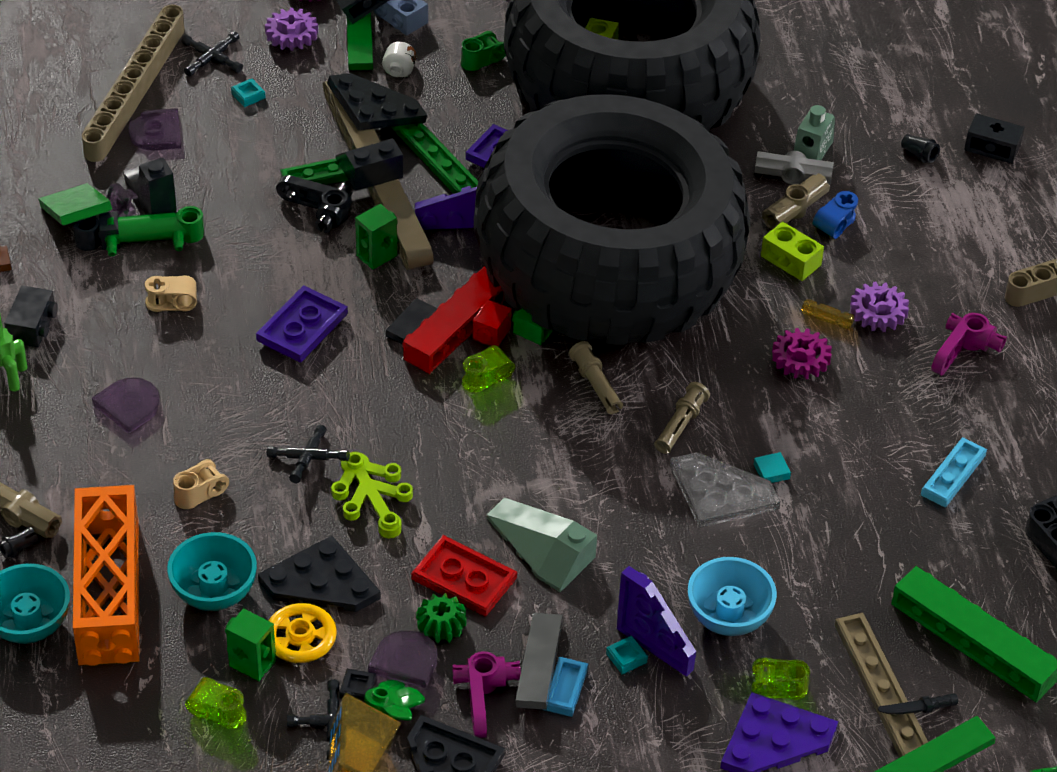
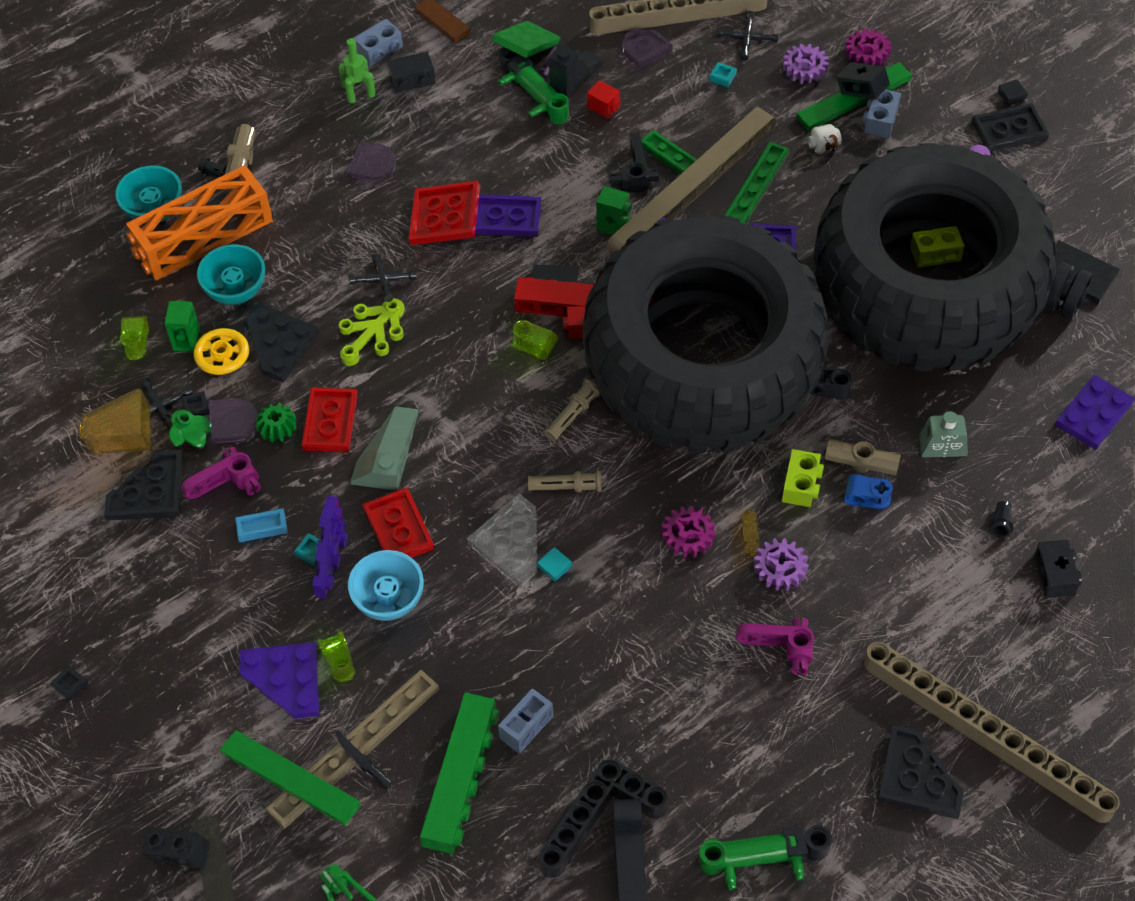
camera: 65 degrees right, 10 degrees up
(174, 293) = (484, 131): tan piece -> none
(197, 484) = (317, 232): tan piece -> none
(209, 186) = (603, 99): none -> red brick
(262, 366) = (444, 213): none -> red plate
(372, 164) = (680, 171): black slope -> none
(373, 104) = (753, 145): black plate -> none
(539, 661) = (270, 497): dark grey tile -> none
(663, 566) = (398, 524): none -> red tile
(792, 166) = (903, 439): light grey piece -> none
(843, 43) = (1095, 412): none -> dark purple plate
(951, 554) = (525, 720): none -> sand blue brick
(953, 472) = (633, 692): medium azure tile -> none

